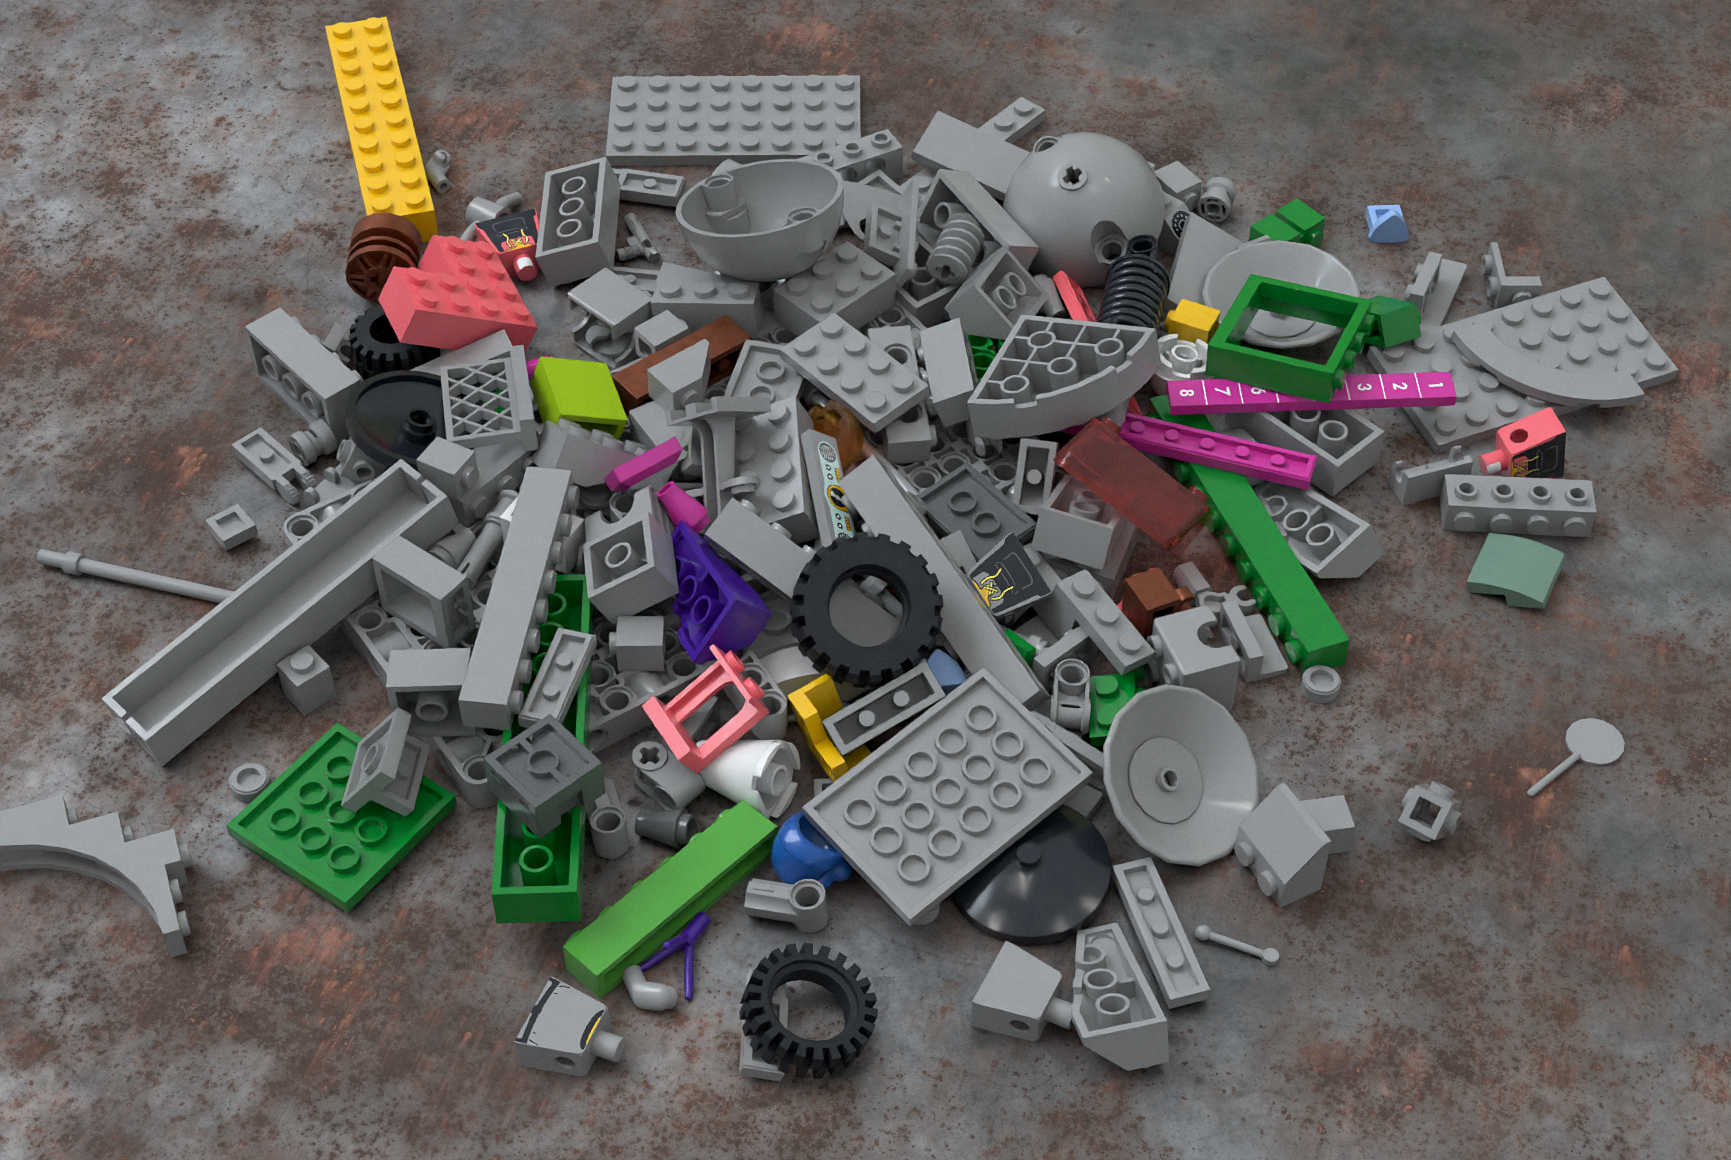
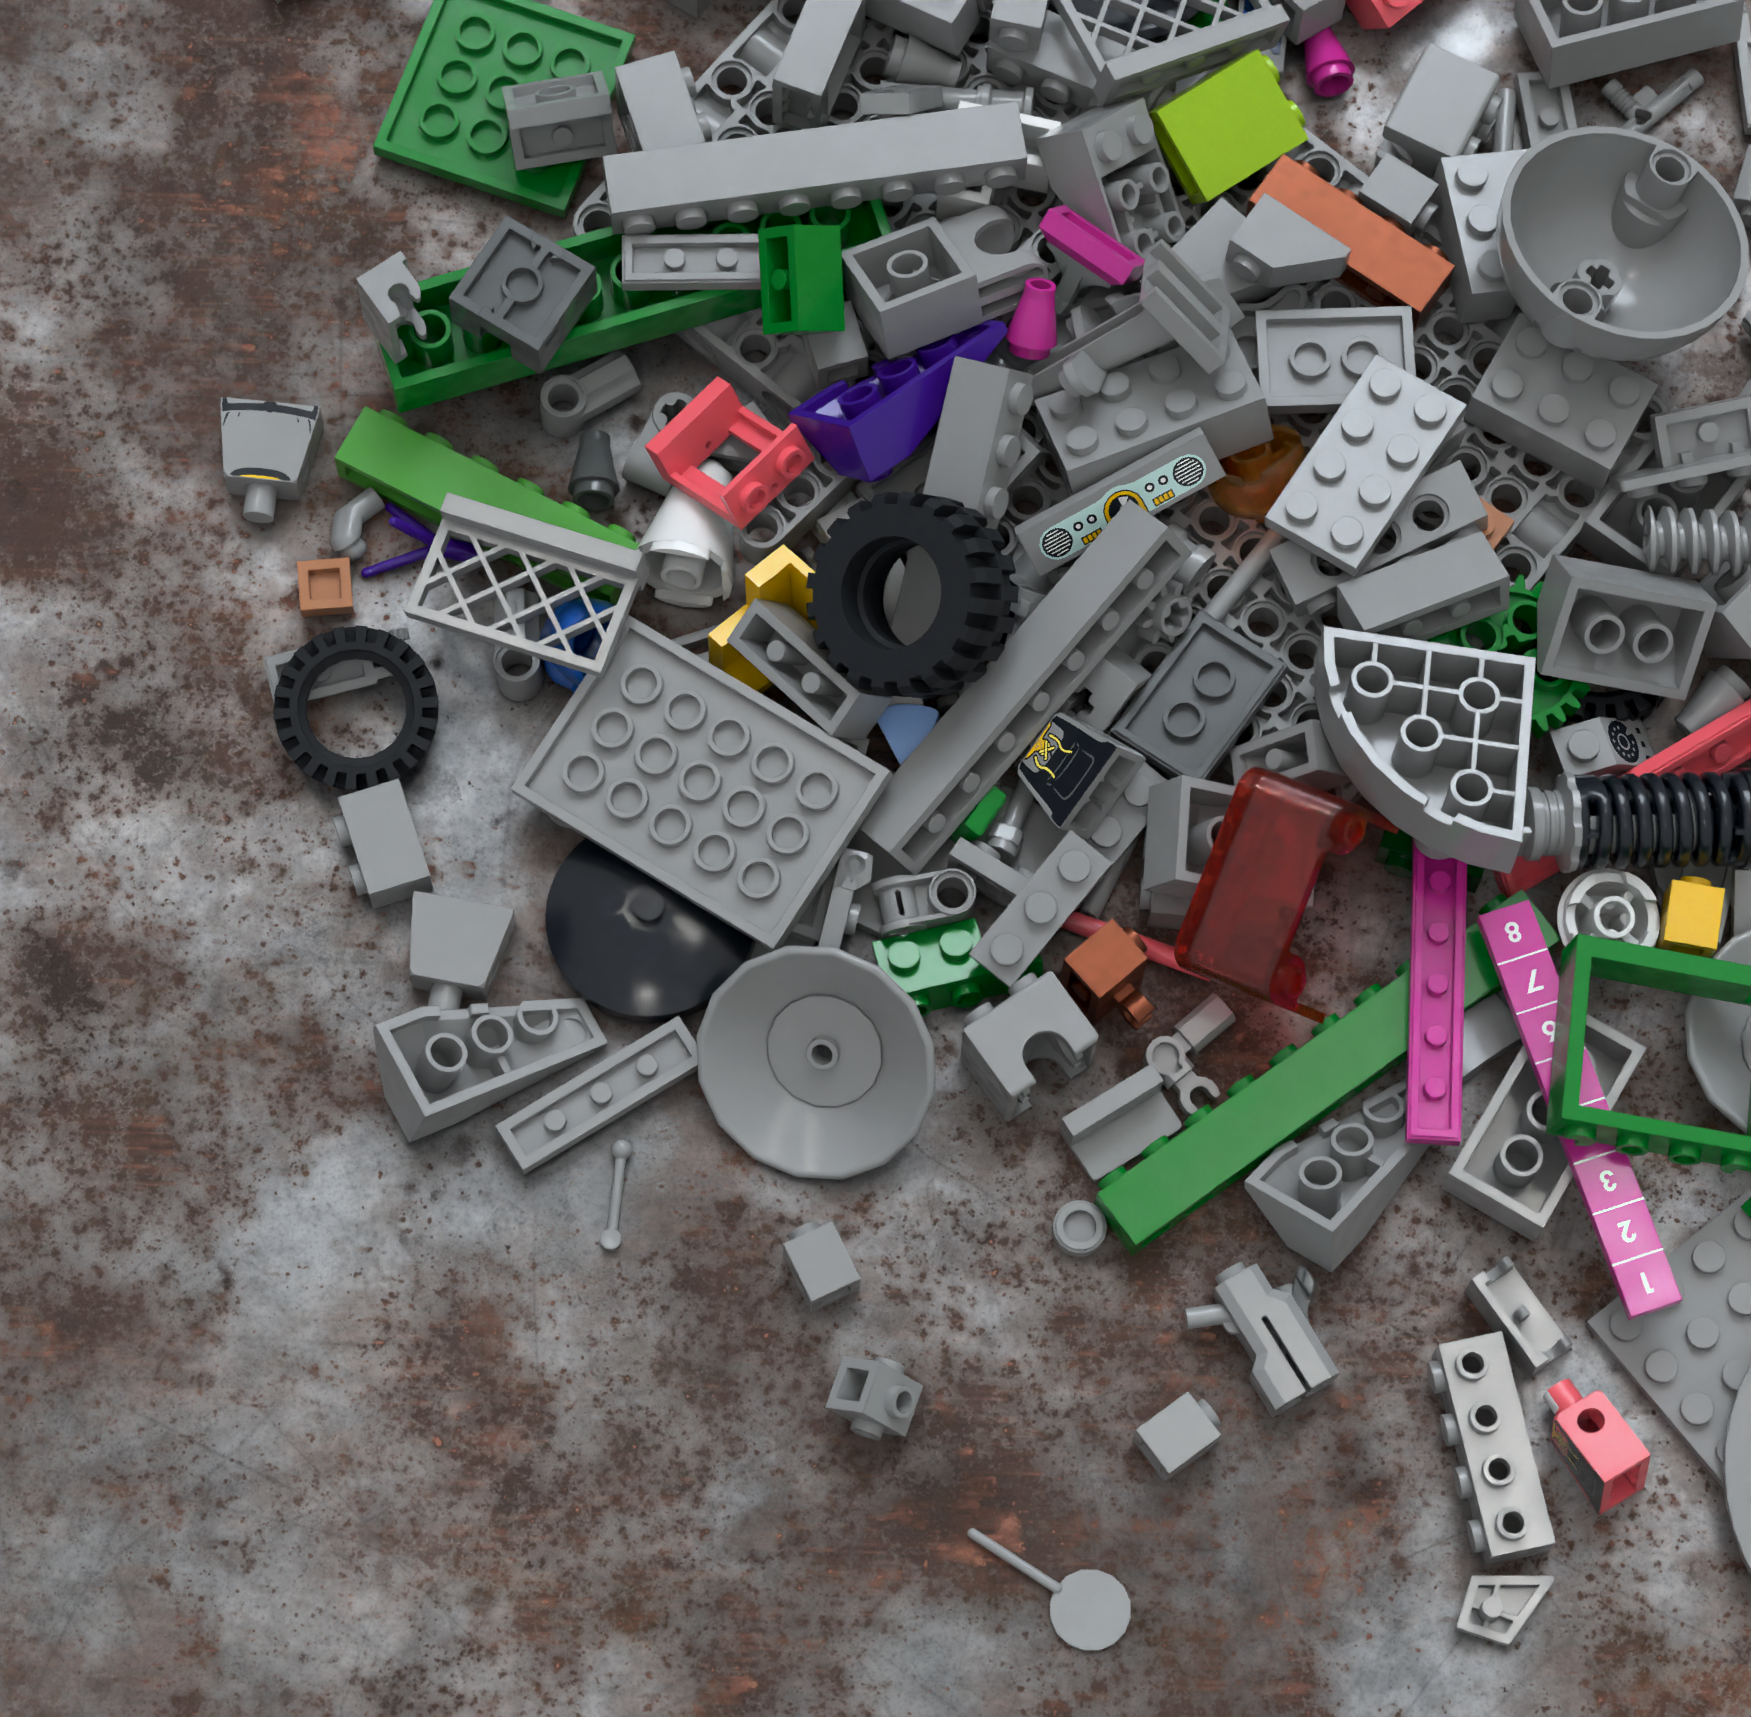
camera: 70 degrees right, 25 degrees up
(488, 543) = (901, 100): none -> light grey plate
(523, 854) = (387, 303): none -> light grey hinge
(603, 616) = (801, 279): none -> green brick
(694, 1019) = (325, 587): none -> nougat plate
(728, 845) = (541, 543): none -> light grey fence
(921, 1023) = (384, 844): none -> light grey brick
(1283, 847) = (755, 1216): light grey slope -> none
(1420, 594) = (1273, 1332): none -> light grey piece
(1484, 659) = (1178, 1435): none -> light grey brick
(1516, 568) = (1368, 1463): sand green slope -> none
(1620, 530) = (1500, 1605): none -> light grey piece

